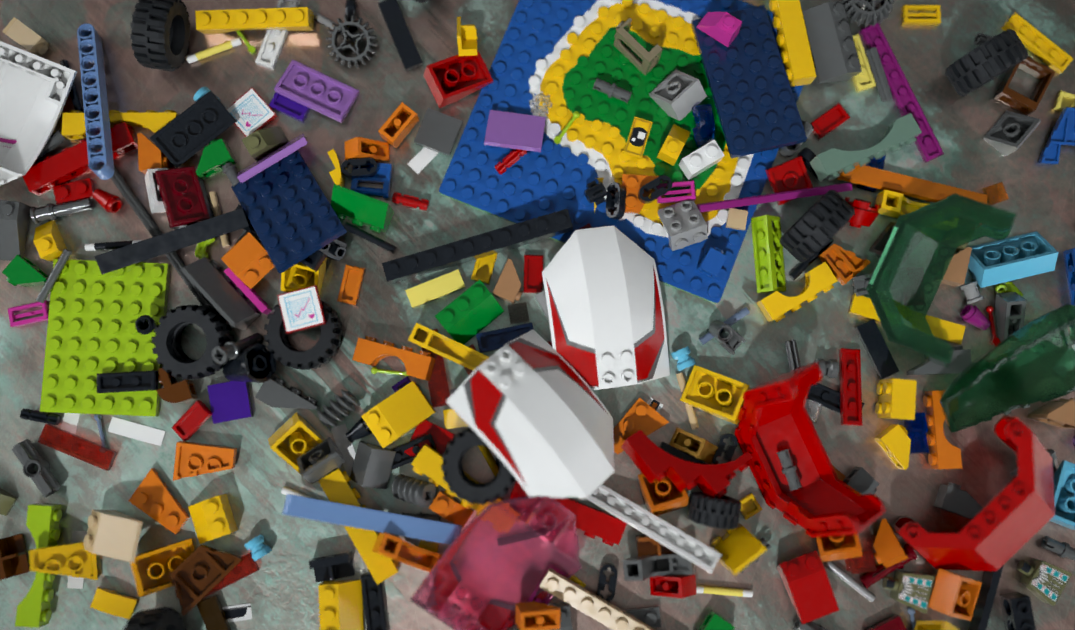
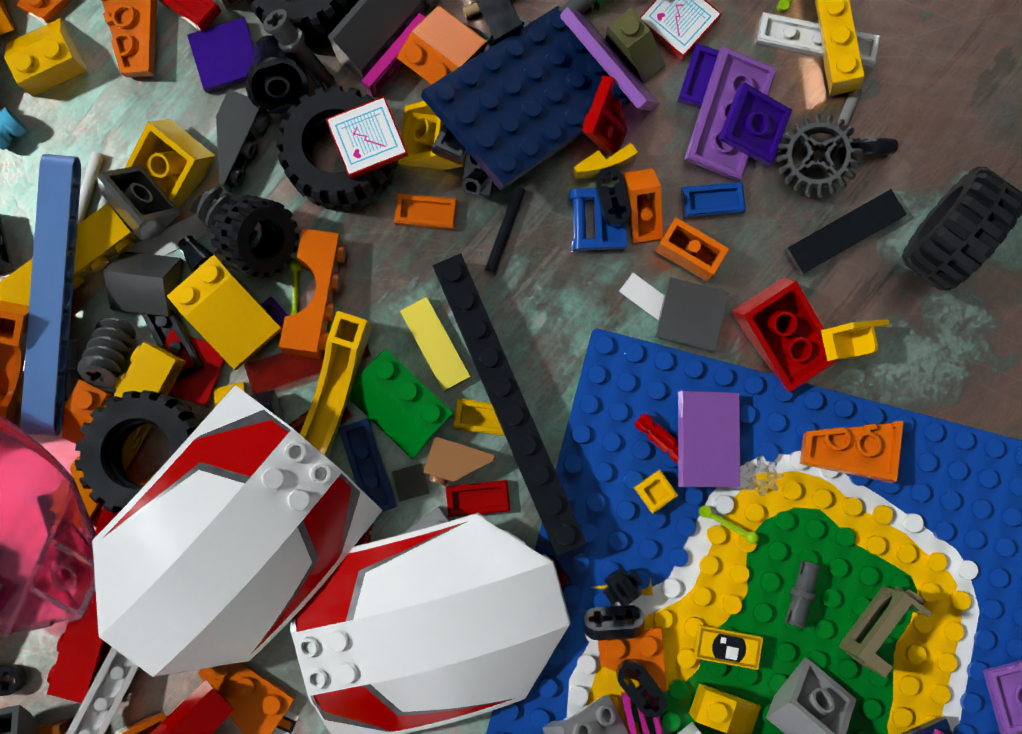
camera: 85 degrees right, 0 degrees up
(312, 165) = (605, 119): none -> red wing
(326, 76) = (755, 124): none -> dark purple tile
(353, 388) = (233, 234): none -> black tyre
(361, 209) = (544, 208): green slope -> none
(369, 109) = (713, 200): none -> blue tile
(410, 201) = (571, 285): red axle -> none
(533, 46) = (860, 451): none -> orange wing
(542, 167) = (655, 491): none -> yellow tile

